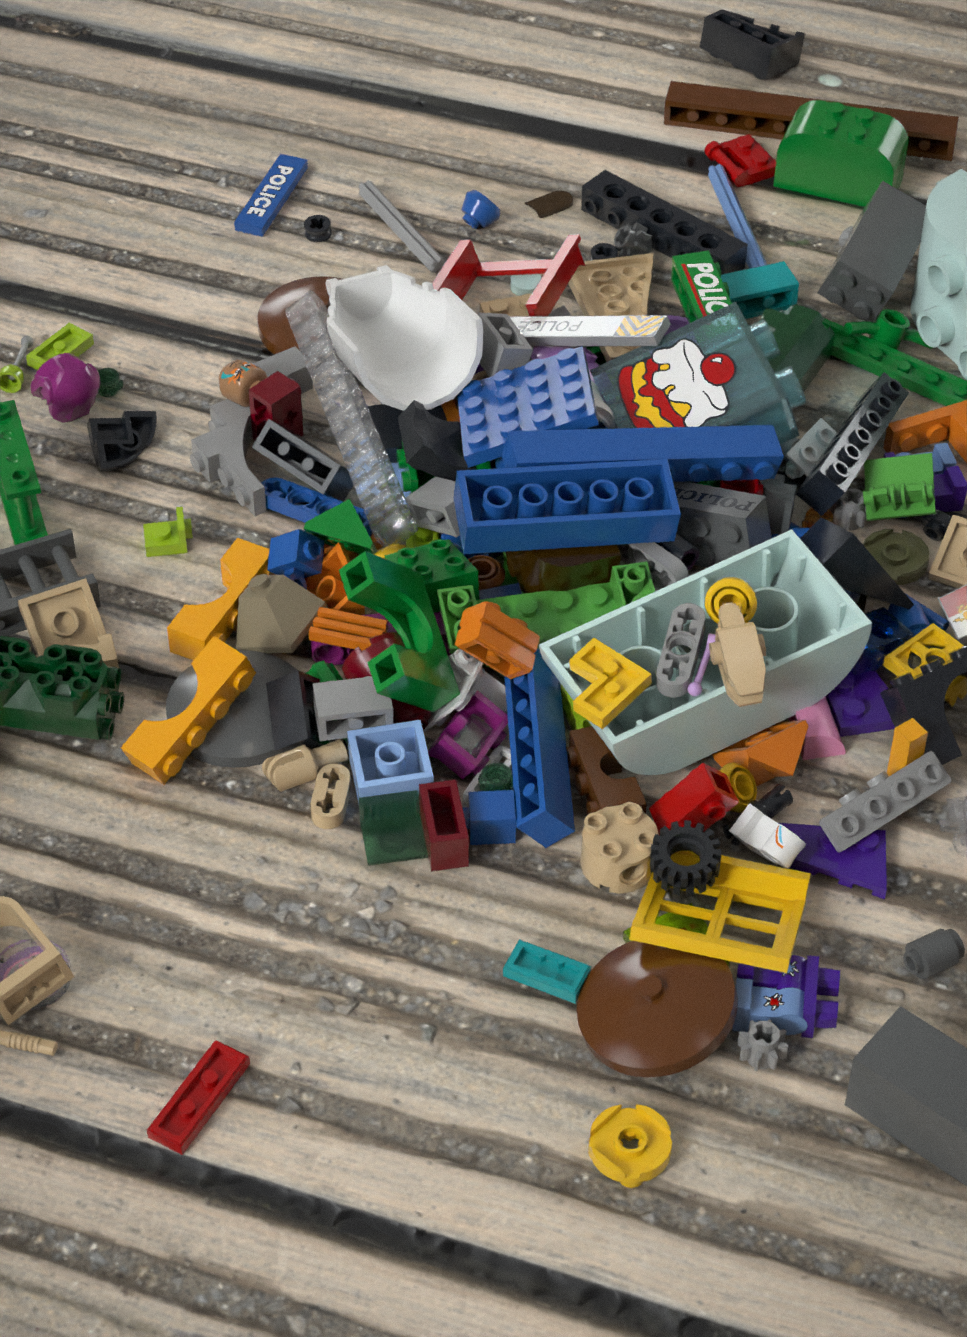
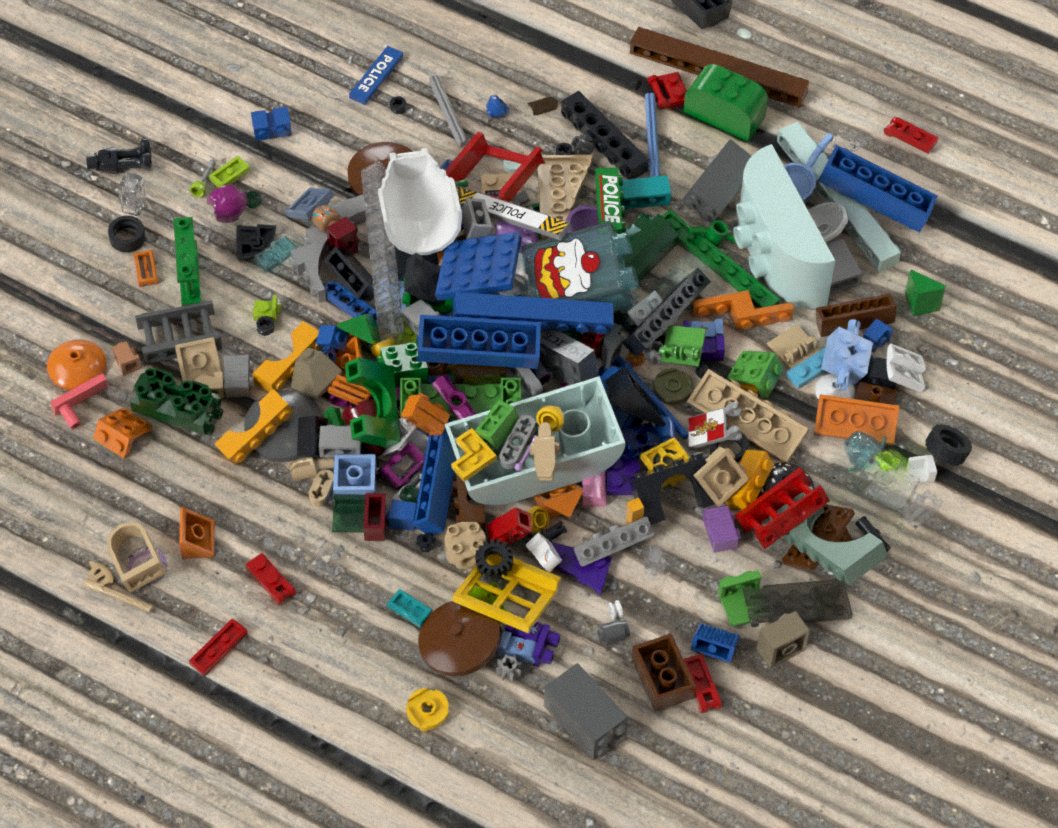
camera: 10 degrees right, 10 degrees up
(115, 276) = (271, 124): none -> blue brick
(117, 906) = (196, 535): none -> orange slope
(139, 640) = (237, 375): none -> light grey brick
(166, 454) = (275, 255): none -> clear light blue slope
(170, 560) = (269, 322): none -> black bush
(204, 372) = (308, 202): none -> sand blue plate
(272, 961) = (270, 578): none -> red plate
(531, 604) = (450, 393): none -> magenta piece
(544, 857) = (428, 546): none -> black plate
(640, 623) = (498, 424): none -> bright green hinge
(923, 916) = (615, 610): none -> white bush

